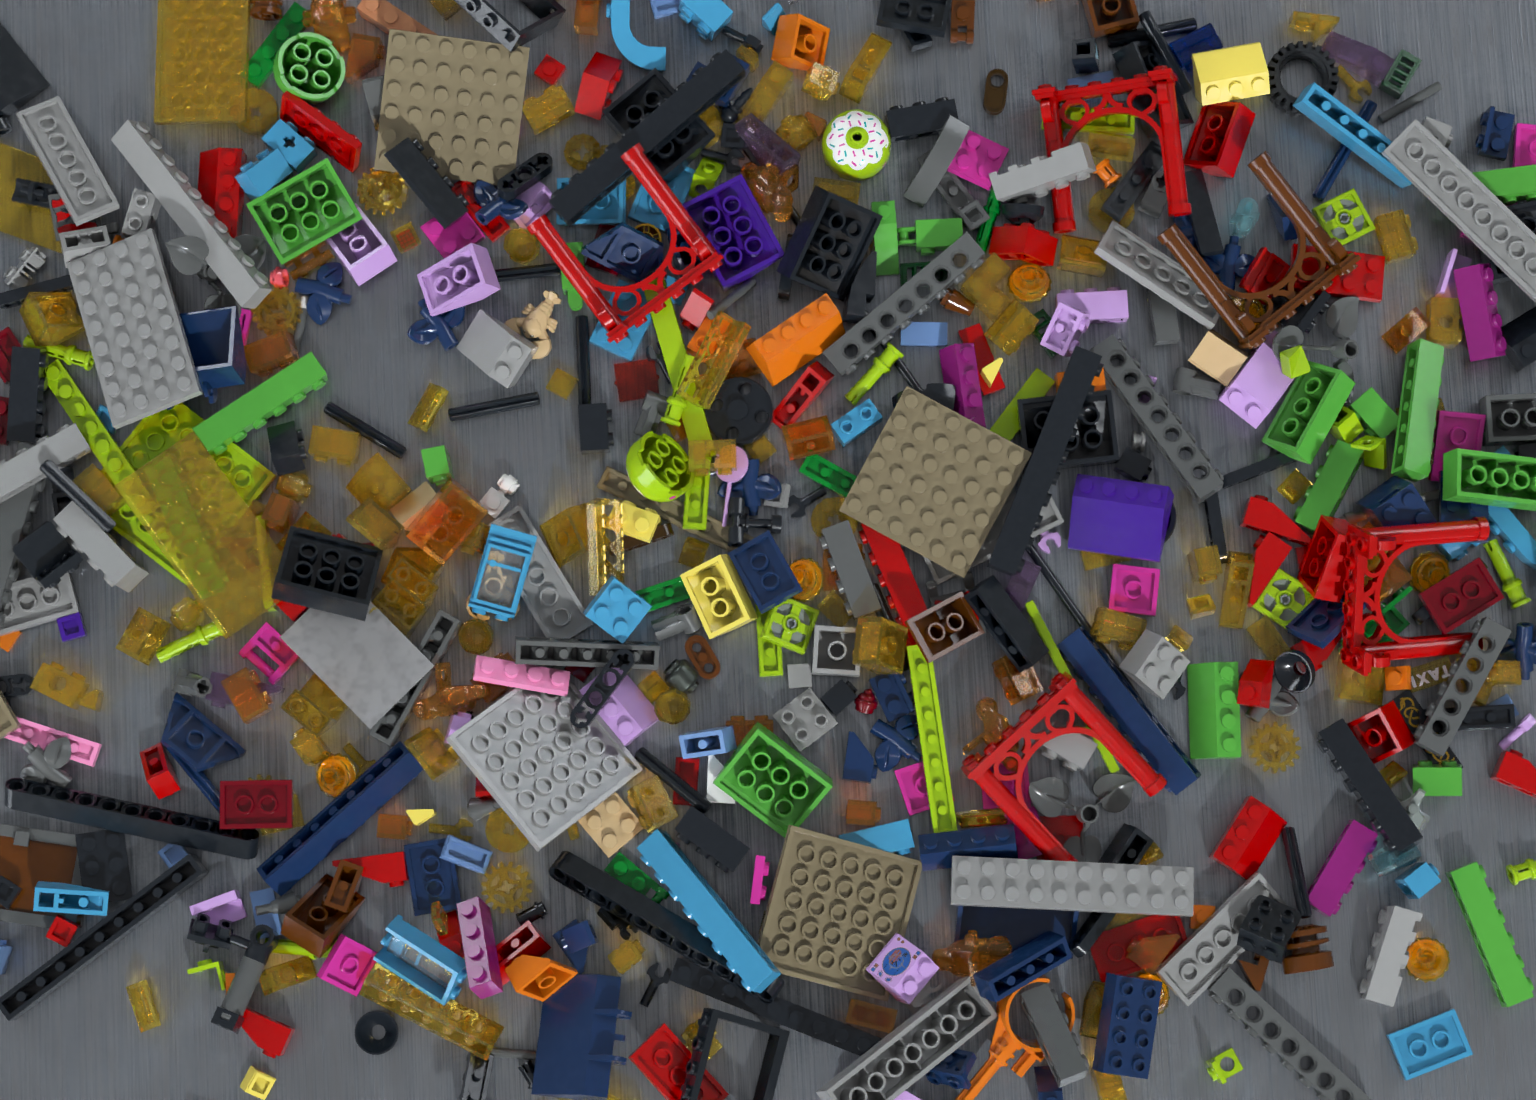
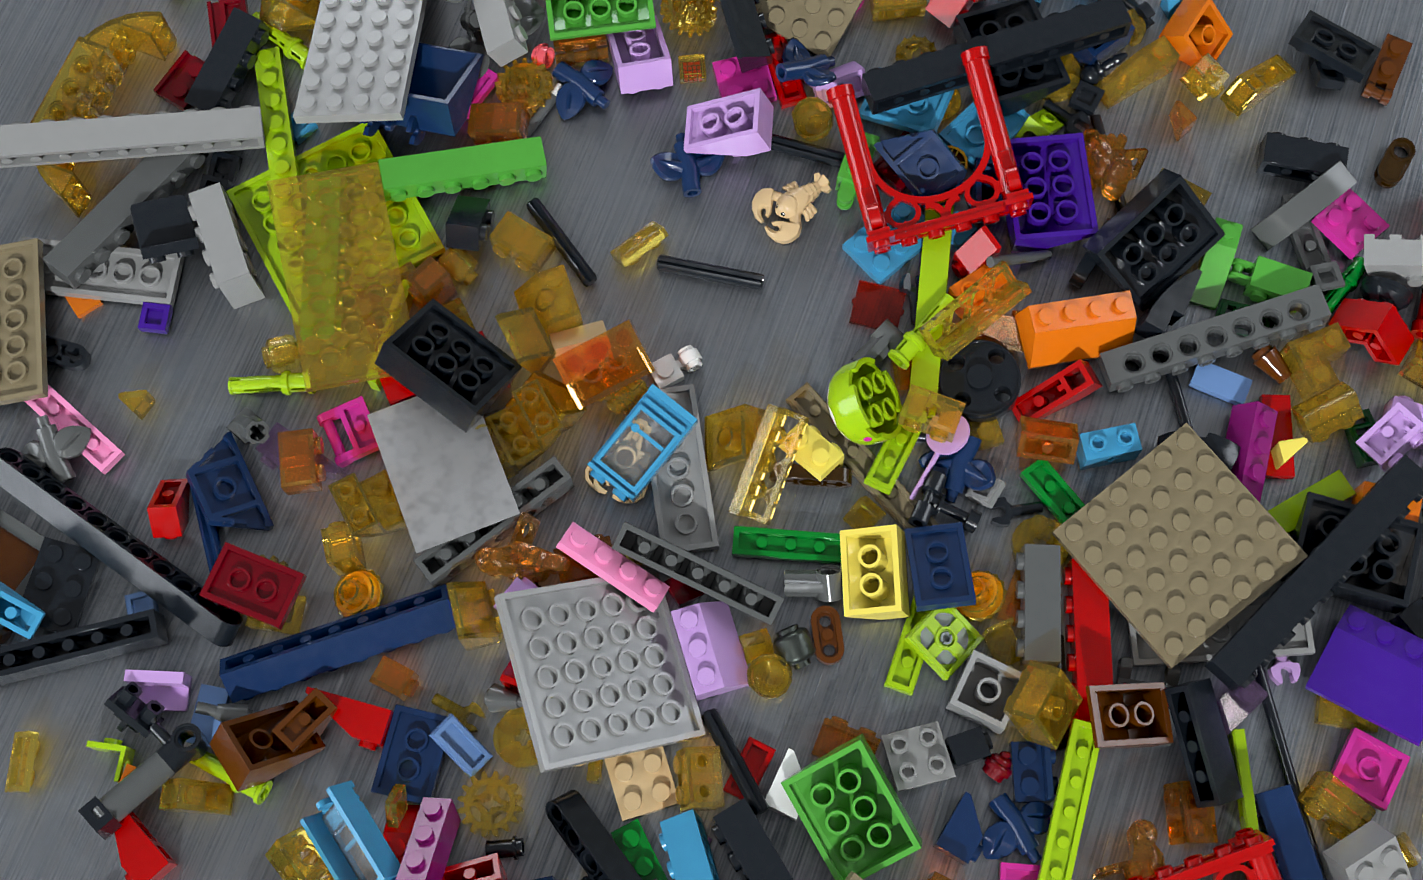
camera: 25 degrees right, 10 degrees down
(46, 681) = (99, 364): clear yellow brick -> none
(84, 502) = (224, 178): black axle -> none
(99, 489) = (248, 181): clear yellow brick -> none
(143, 636) = (224, 356): clear yellow brick -> none
(347, 965) = (267, 814): dark pink plate -> none
(358, 759) = (391, 585): clear yellow bar -> none
(420, 816) = (429, 679): light yellow slope -> none
(437, 465) = (621, 301): bright green brick -> none
(476, 636) = (582, 505): clear yellow hair -> none
(496, 349) = (740, 213): light grey slope -> none
(521, 185) = (860, 50): black beam -> none
(561, 384) = (794, 278): clear yellow plate -> none
(583, 359) = (827, 263): black axle -> none
(594, 428) = (810, 336): black brick -> none
(605, 690) = (701, 623): black beam -> none
(617, 609) = (753, 537): dark azure brick -> none
(707, 742) = (793, 733): medium blue brick -> none
(766, 144) = (1121, 116): clear purple slope -> none
(796, 131) = (1157, 119): clear yellow brick -> none
(799, 676) = (930, 703): light grey tile -> none
(853, 158) = (1219, 156): cylinder -> none
(881, 365) = (1160, 395): lime pin -> none
(1029, 282) = (1364, 373): clear yellow piece -> none

